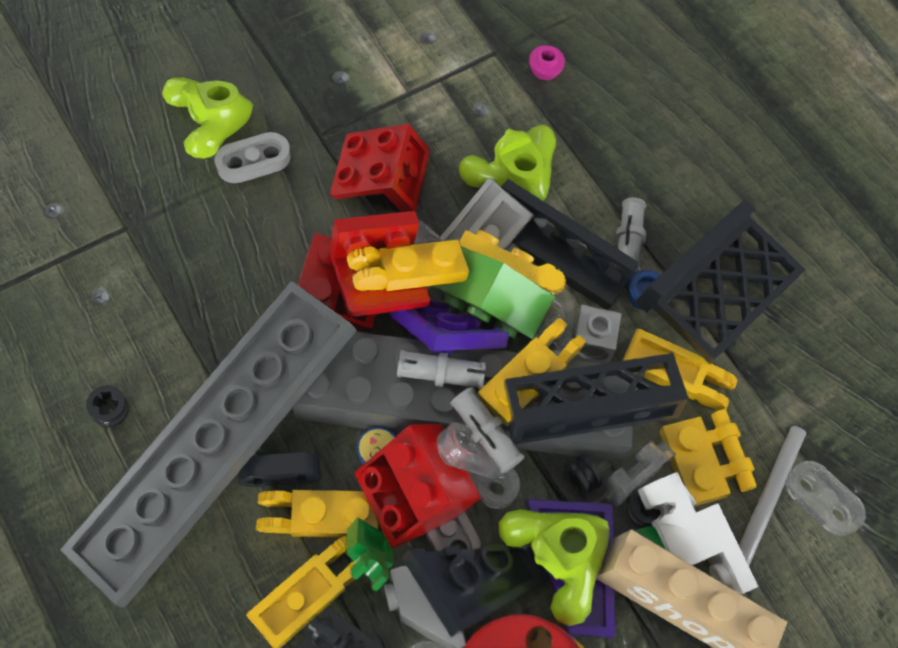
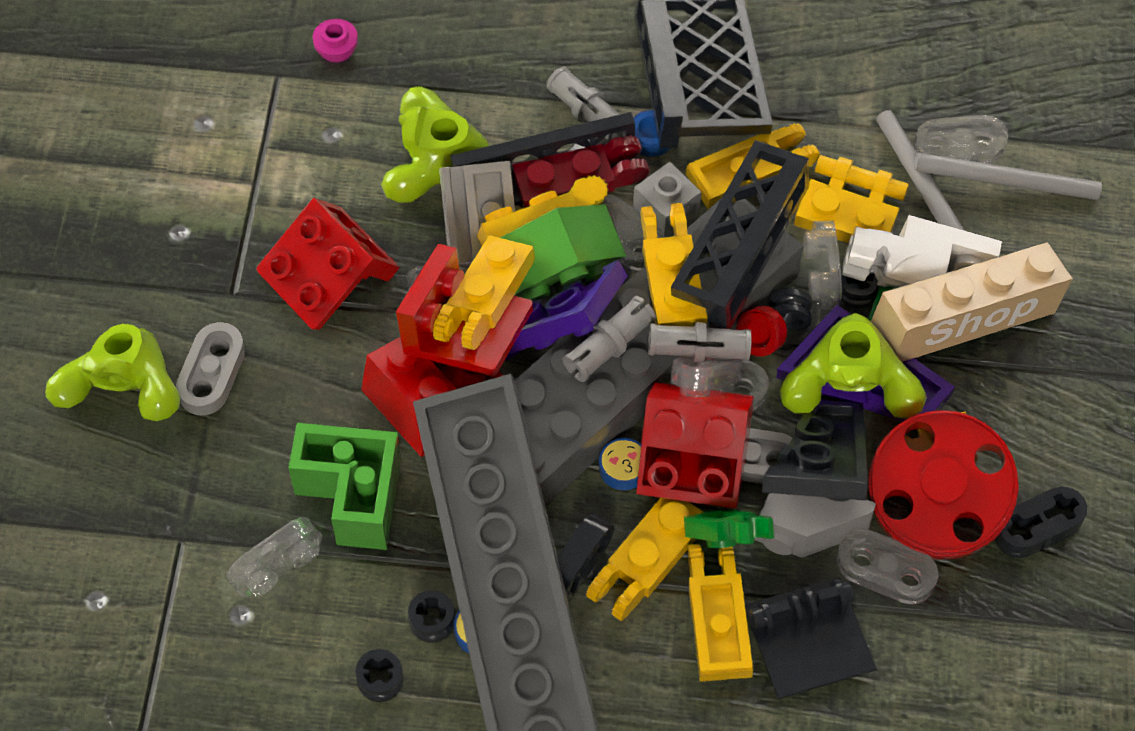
camera: 45 degrees left, 5 degrees down
(155, 287) = (262, 565): none -> clear plate
(162, 398) = (426, 600): none -> black bush
(231, 296) = (354, 469): none -> bright green brick
(550, 467) = (766, 328): none -> red tile
(575, 263) = (562, 170): none -> dark red hinge
(827, 554) = (1007, 176): none -> light grey bar

